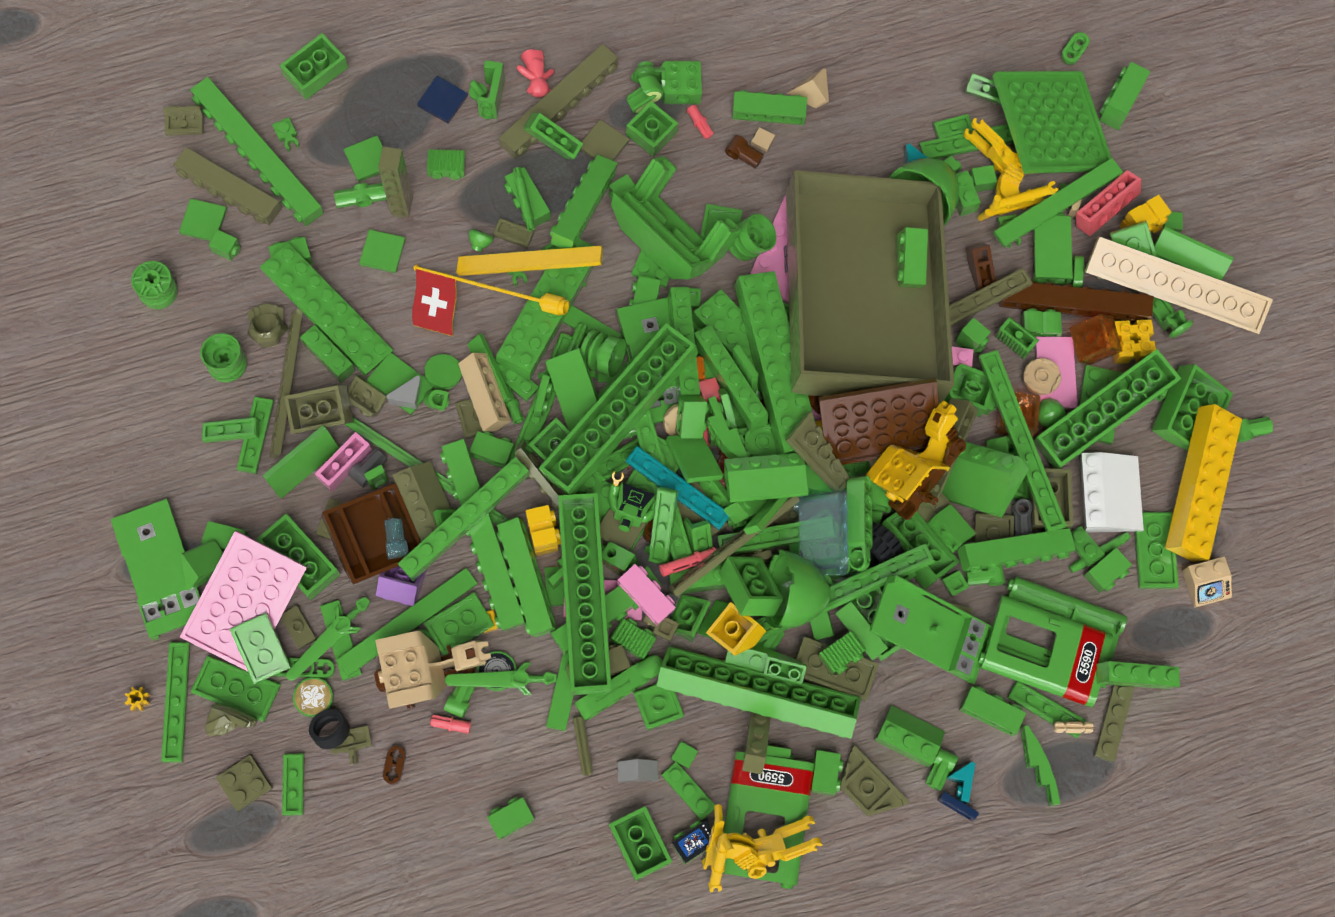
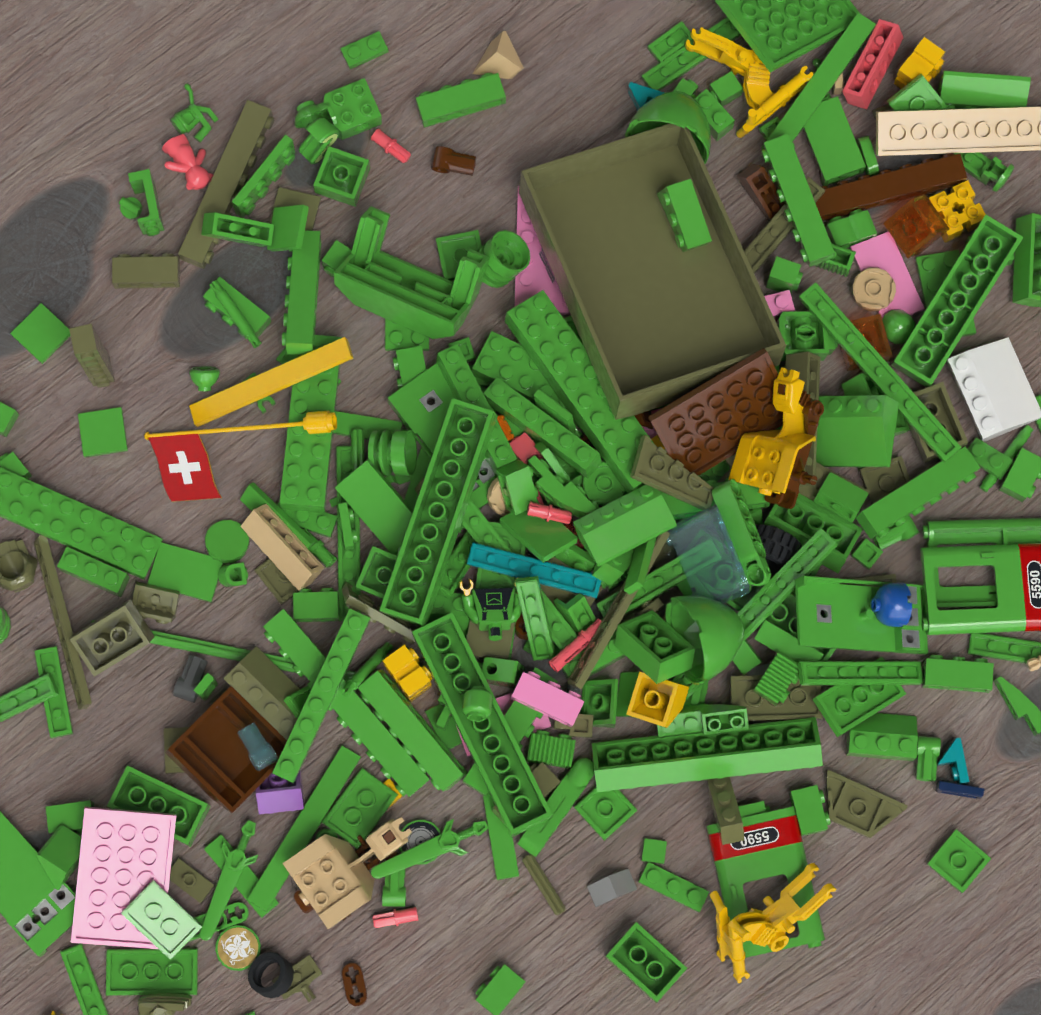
camera: 15 degrees left, 5 degrees up
(301, 462) = (118, 702): bright green tile -> none
(342, 461) = (162, 684): bright pink brick -> none
(360, 195) = (52, 378): bright green piece -> none
(407, 394) = (200, 582): light grey slope -> none
(442, 99) = (95, 232): dark blue tile -> none
(446, 164) = (131, 306): bright green brick -> none
(475, 144) = (146, 271): none -> olive brick
(509, 514) = (366, 669): none -> bright green piece
(513, 233) = (237, 355): olive plate -> none
(555, 41) = (188, 118): none -> bright green piece
(586, 573) = (477, 704): none -> bright green head
(591, 105) = (267, 173): none -> bright green plate
(593, 150) = (288, 227): none -> bright green tile
(693, 842) = (700, 939): brick -> none
(708, 446) = (549, 513): none -> coral axle
(709, 43) = (364, 50): none -> bright green plate
(763, 139) = (467, 138): tan tile -> none
(903, 695) = (851, 704): none -> bright green plate
(912, 676) = (860, 673): none -> bright green tile
(934, 865) = (958, 861): none -> bright green plate
(959, 630) = (892, 604): none -> blue cylinder
(1008, 281) = (798, 200): none -> bright green brick
(1022, 521) = (912, 458): dark grey piece -> none
(1175, 221) = (952, 56): bright green tile -> none

